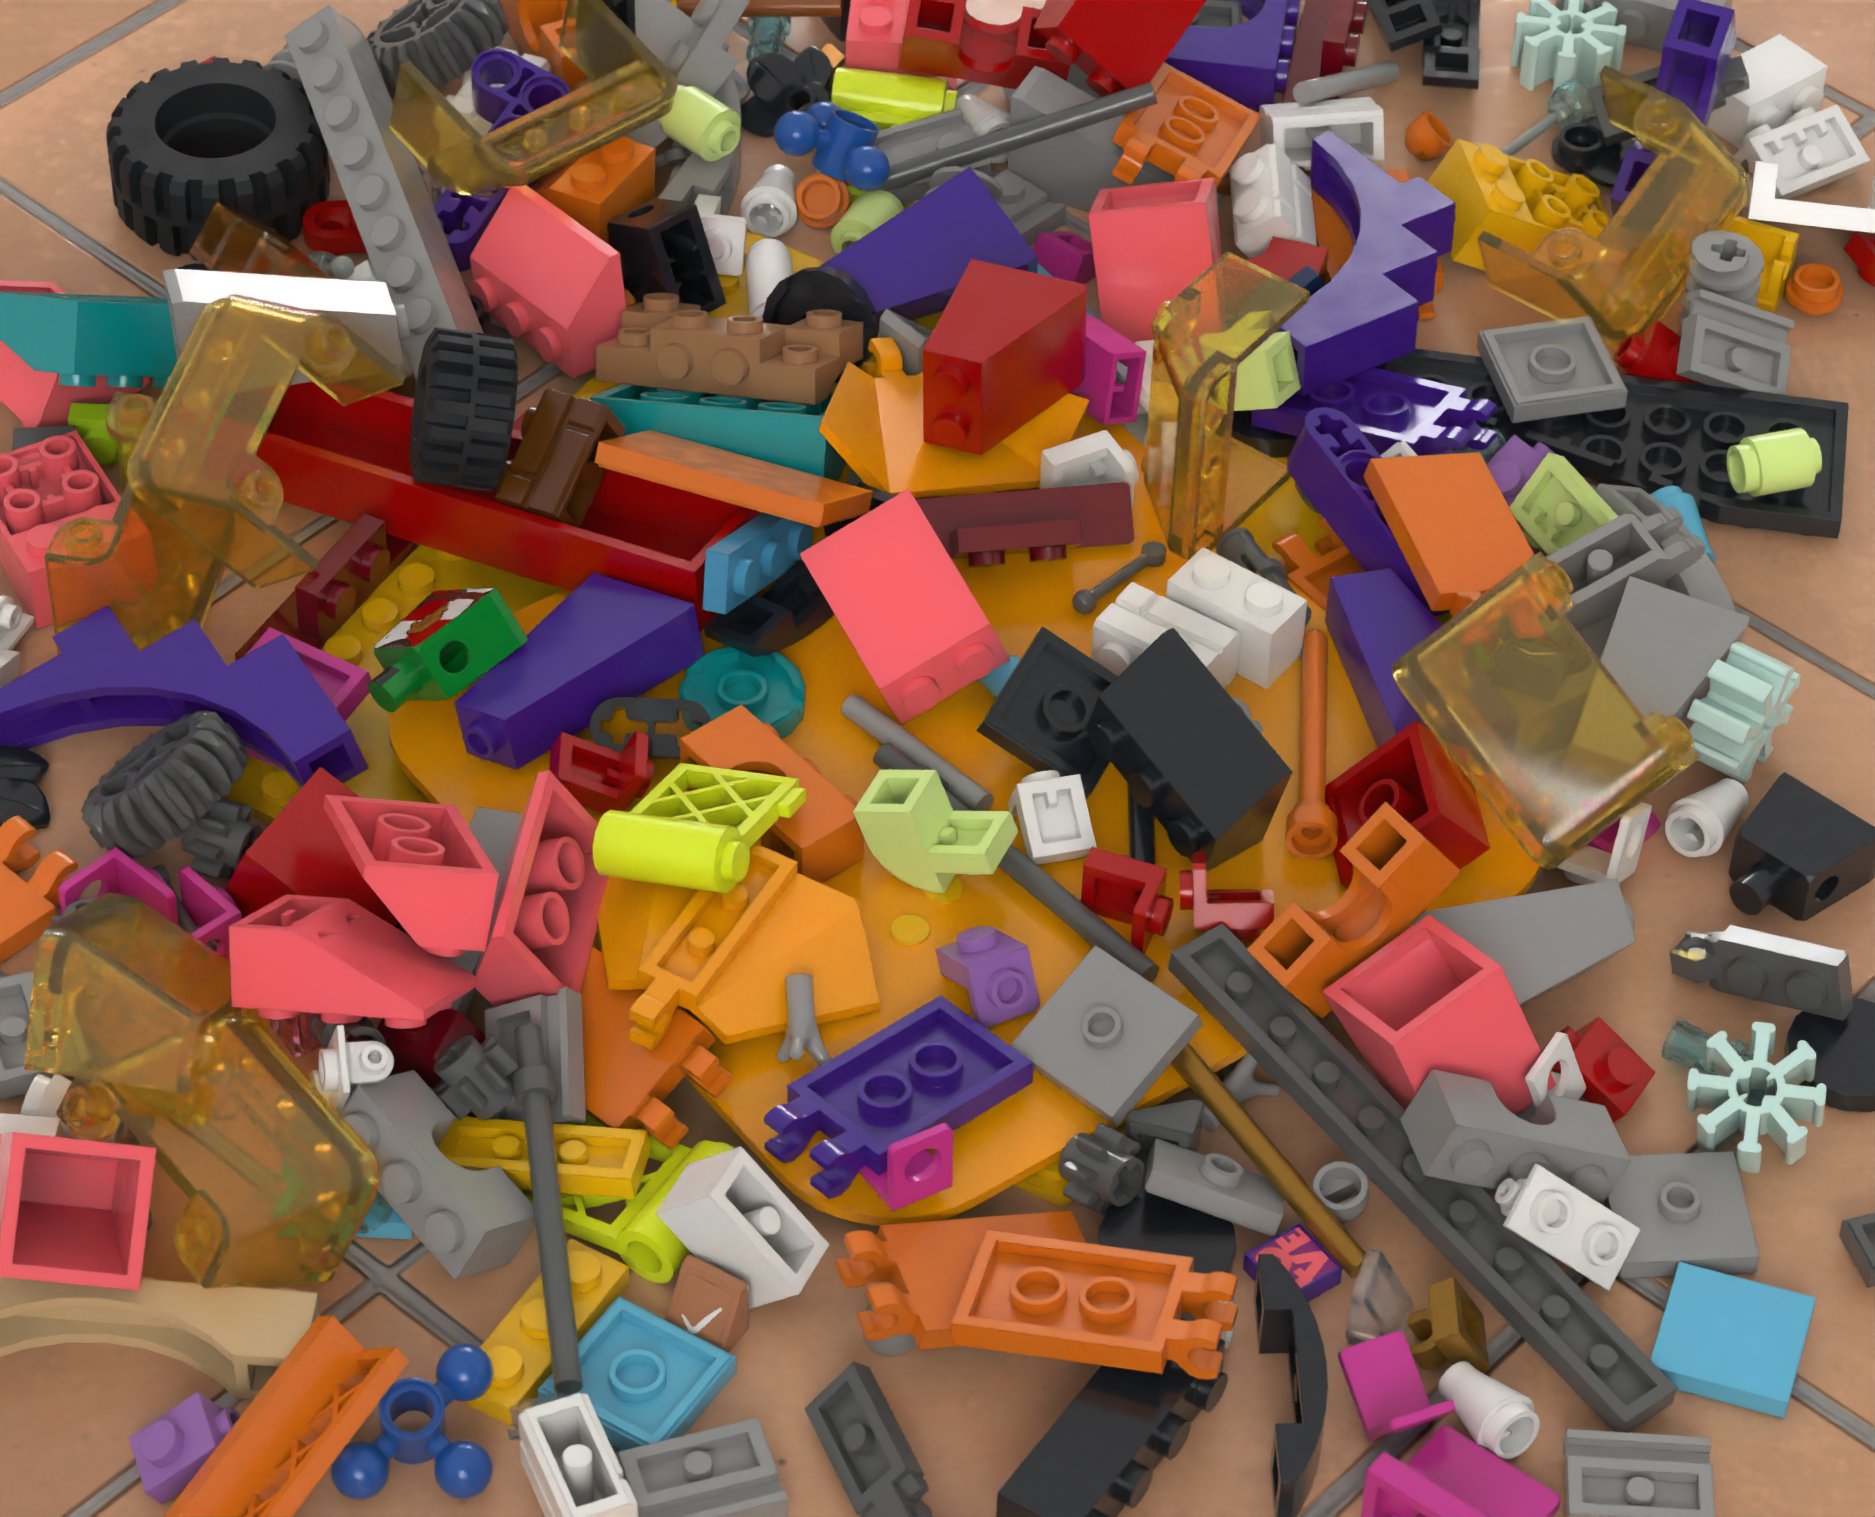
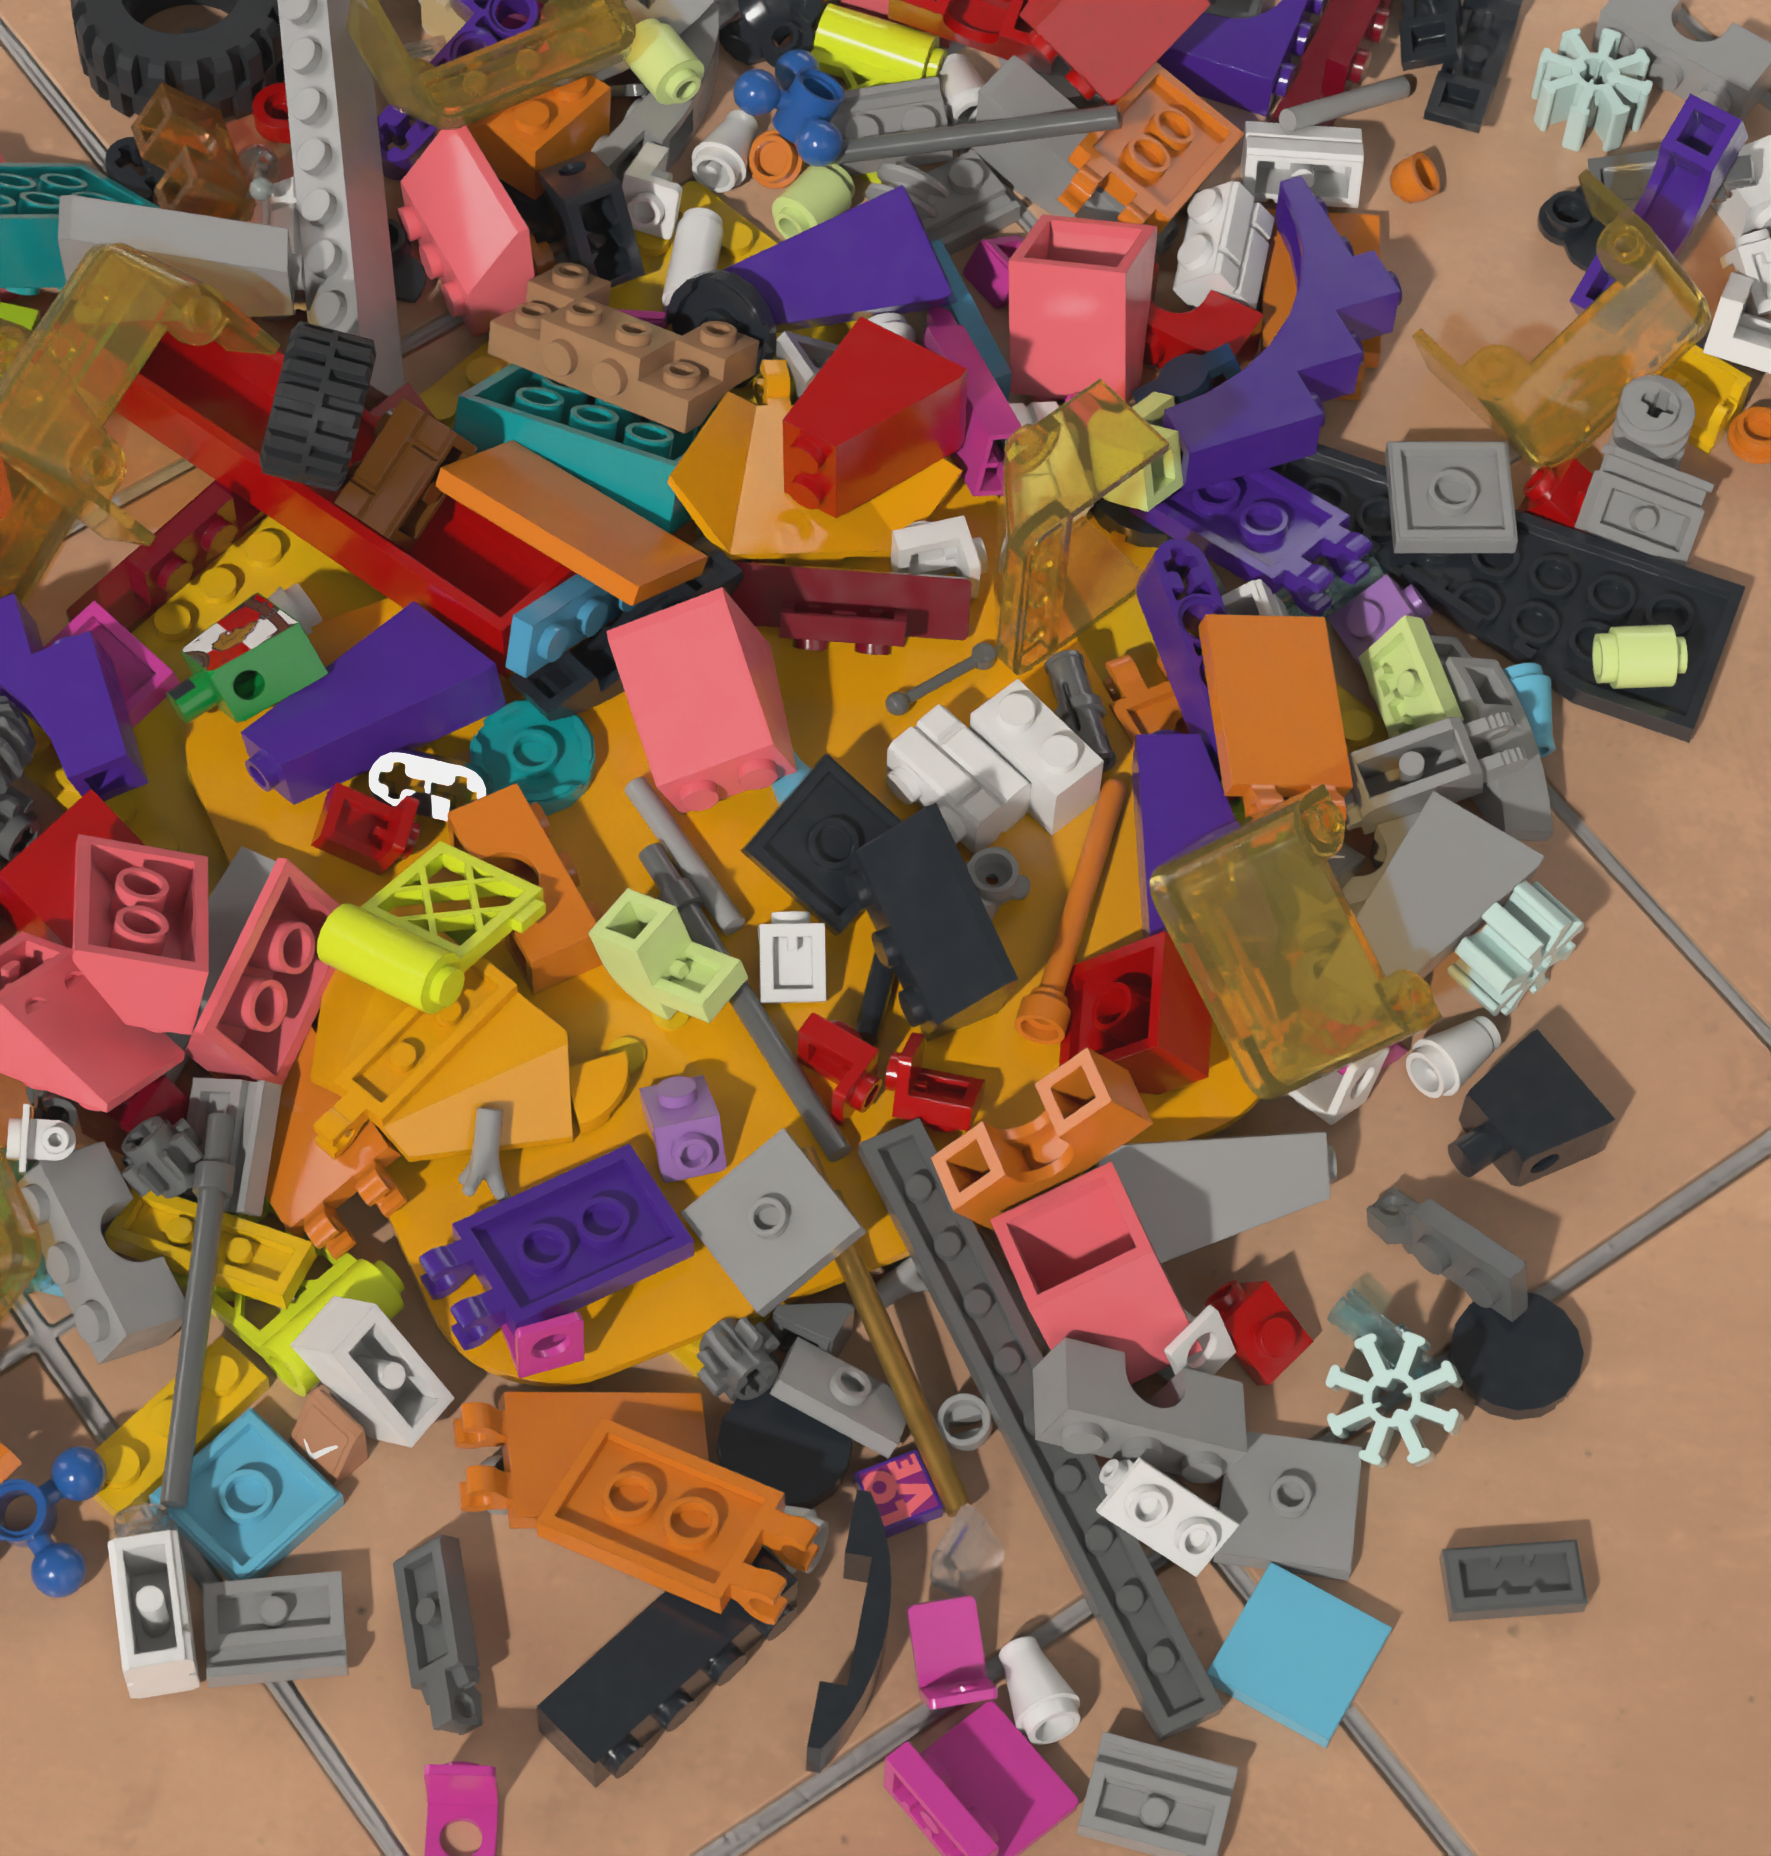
camera: 10 degrees right, 15 degrees up
(895, 957) = (598, 1089): none -> light orange tile
(1453, 1326) = (1030, 1597): pearl gold tile -> none
(1512, 200) = (1477, 288): yellow slope -> none
(1565, 106) = (1564, 167): clear light blue hinge -> none

